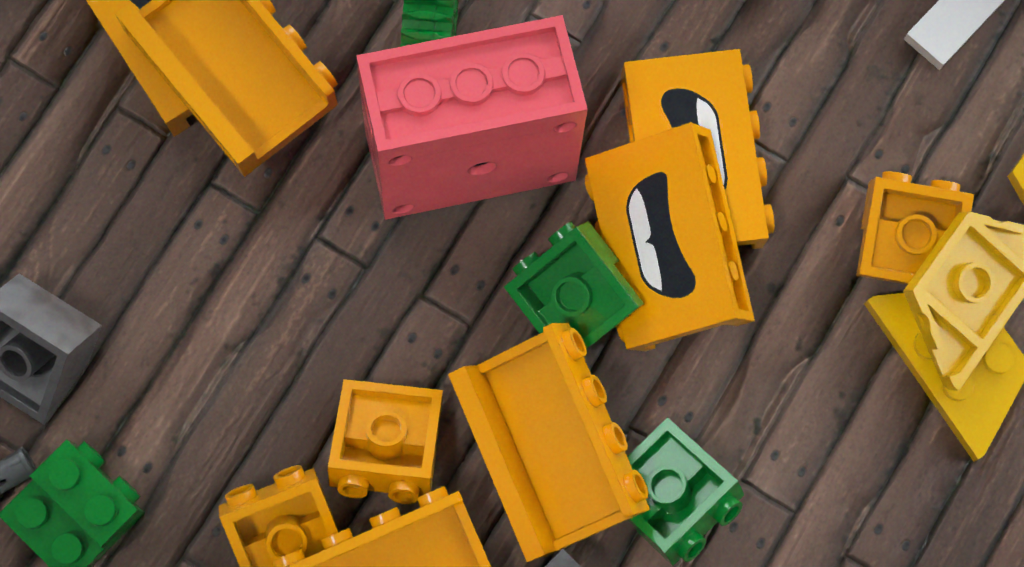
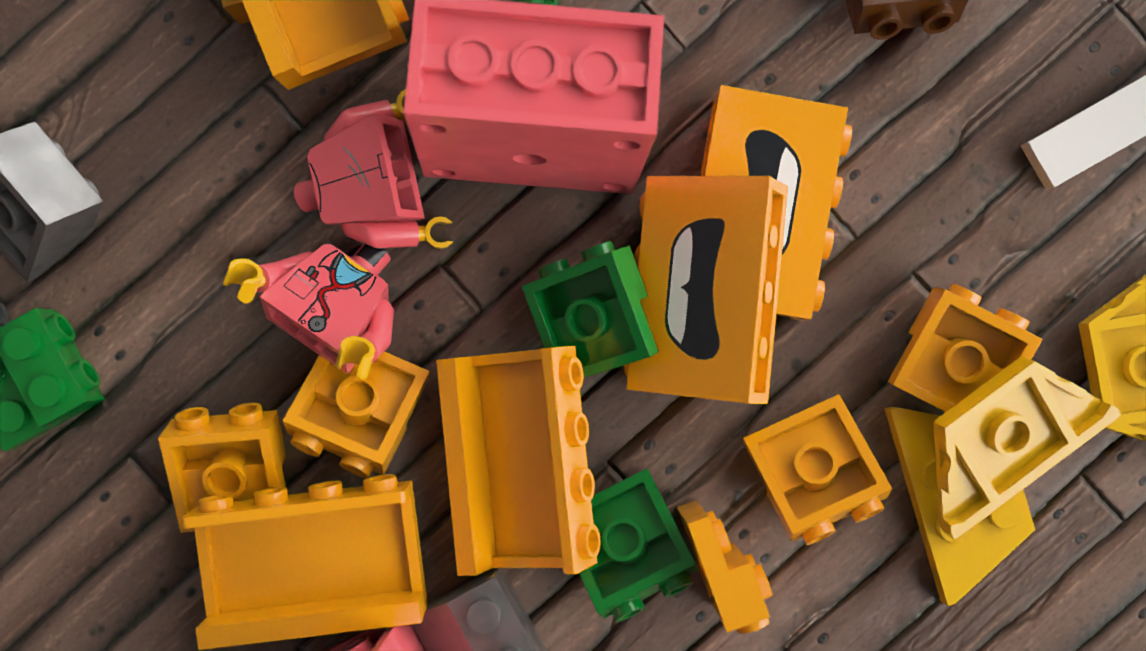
camera: 25 degrees right, 10 degrees up
(333, 352) = (325, 301): none -> coral torso
(337, 235) = (368, 179): none -> coral torso
(773, 492) = (730, 577): none -> light orange plate
(820, 372) = (818, 470): none -> light orange plate

